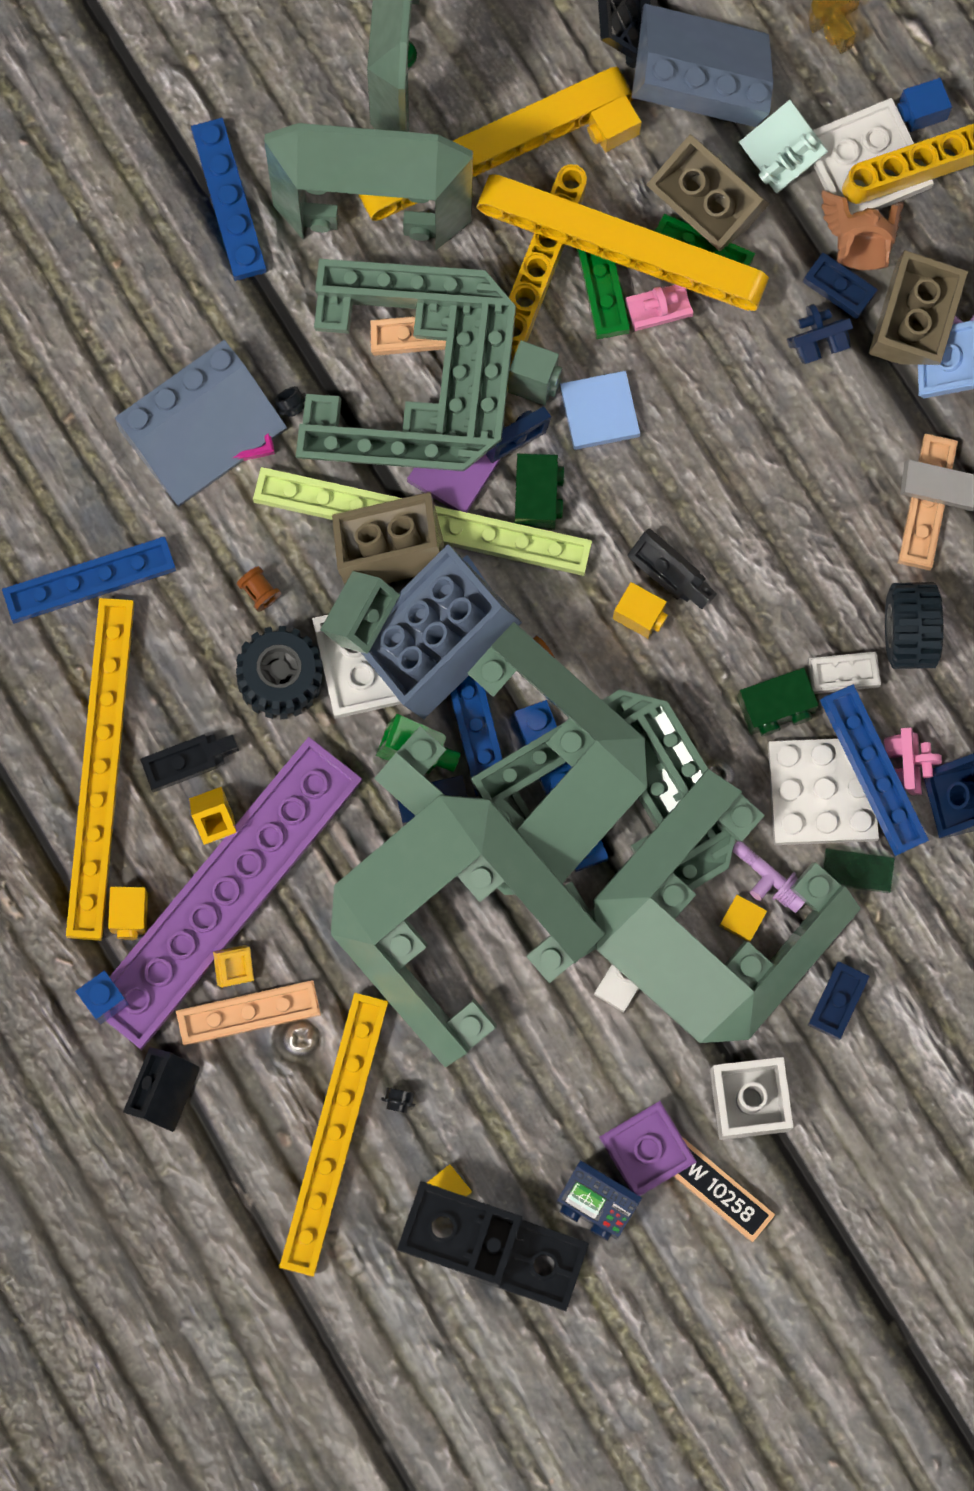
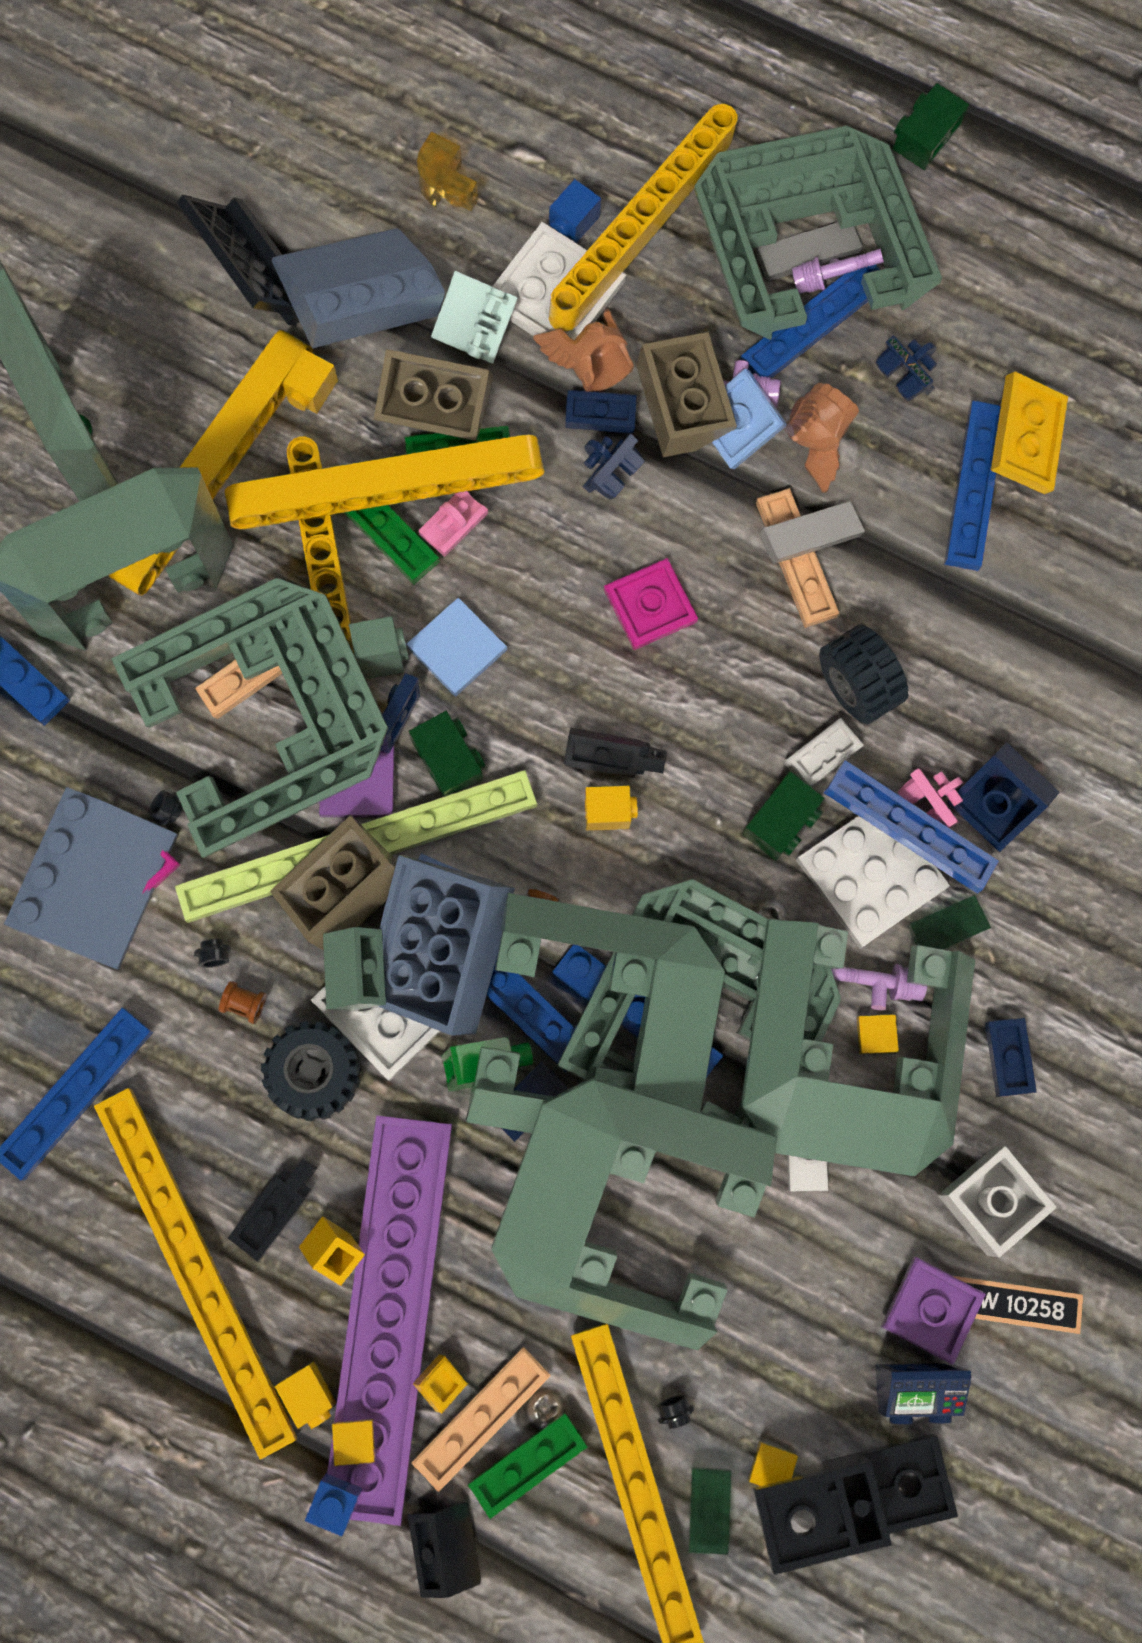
camera: 35 degrees left, 0 degrees up
(143, 965) = (353, 1442): none -> yellow tile
(258, 537) = (212, 953): none -> black plate
(262, 1067) = (527, 1465): none -> green plate
(378, 1187) = (709, 1511): none -> clear green plate
(780, 468) = (650, 604): none -> dark pink tile

